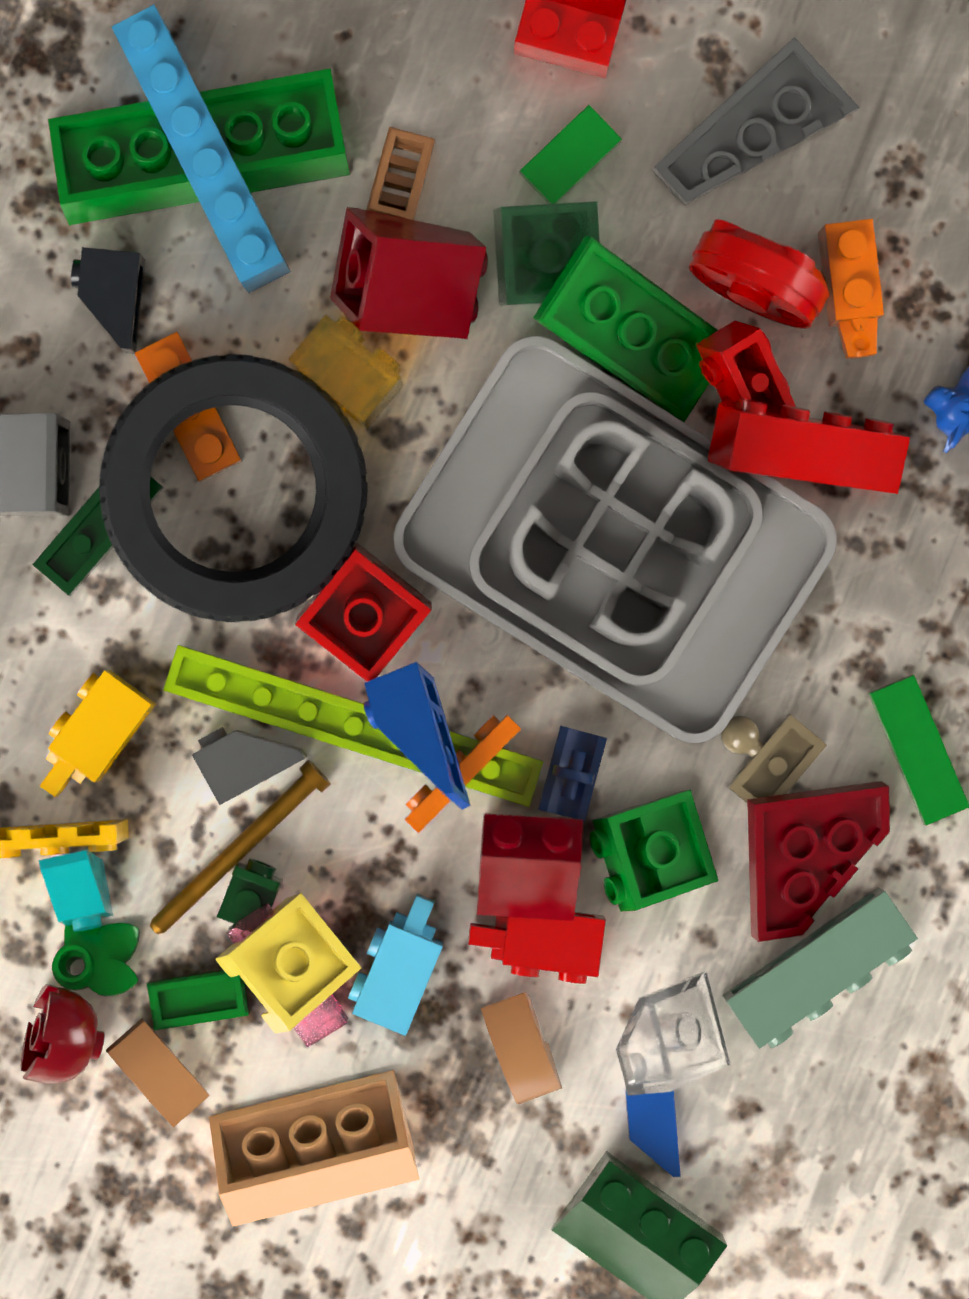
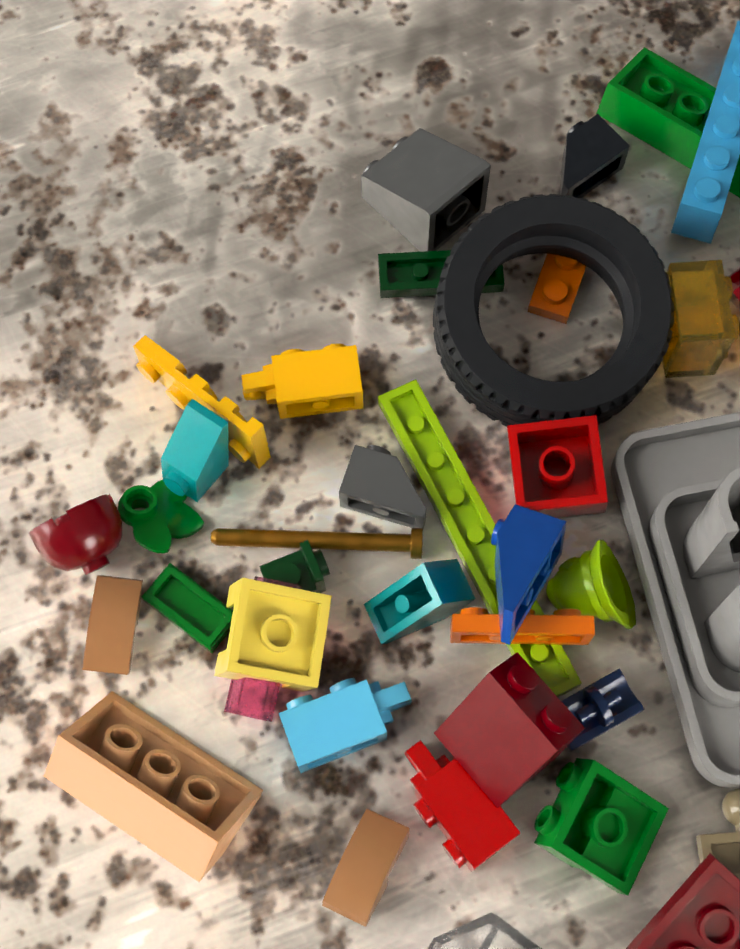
camera: 50 degrees right, 20 degrees down
(363, 819) = (419, 599): none -> teal slope
(486, 675) = (594, 587): none -> lime piece

